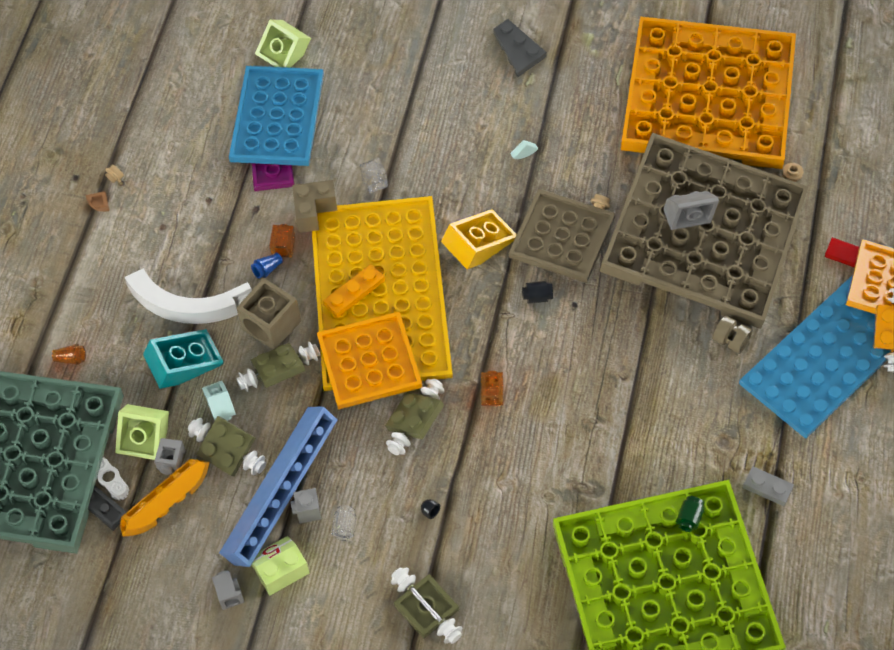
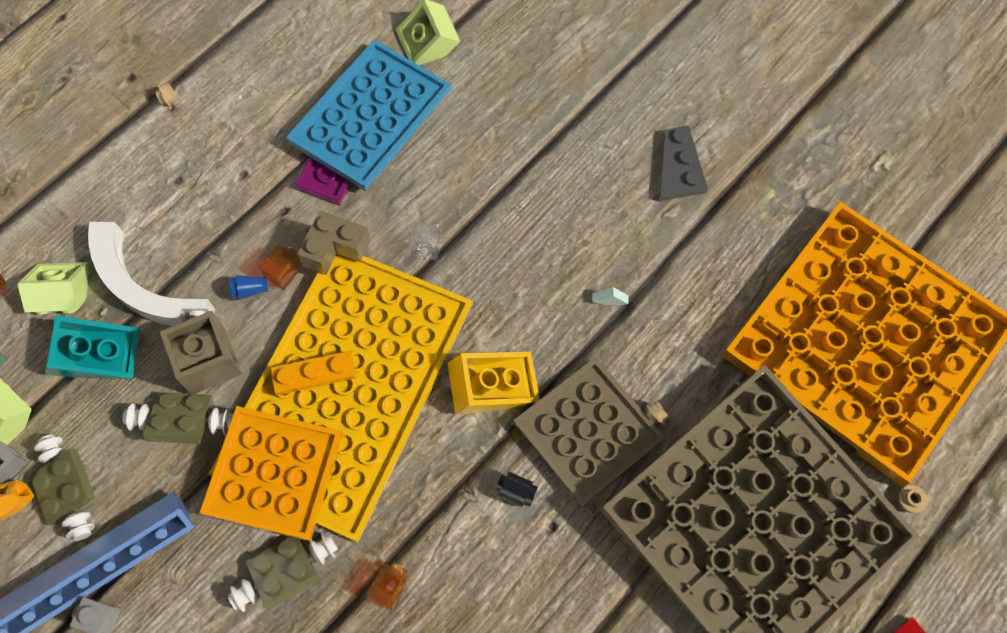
camera: 25 degrees right, 10 degrees up
(98, 201) = (133, 116): medium nougat tile -> none
(127, 333) = (55, 287): none -> yellowish green slope
(219, 400) = (91, 425): light aqua slope -> none
(690, 209) = (751, 496): light grey slope -> none

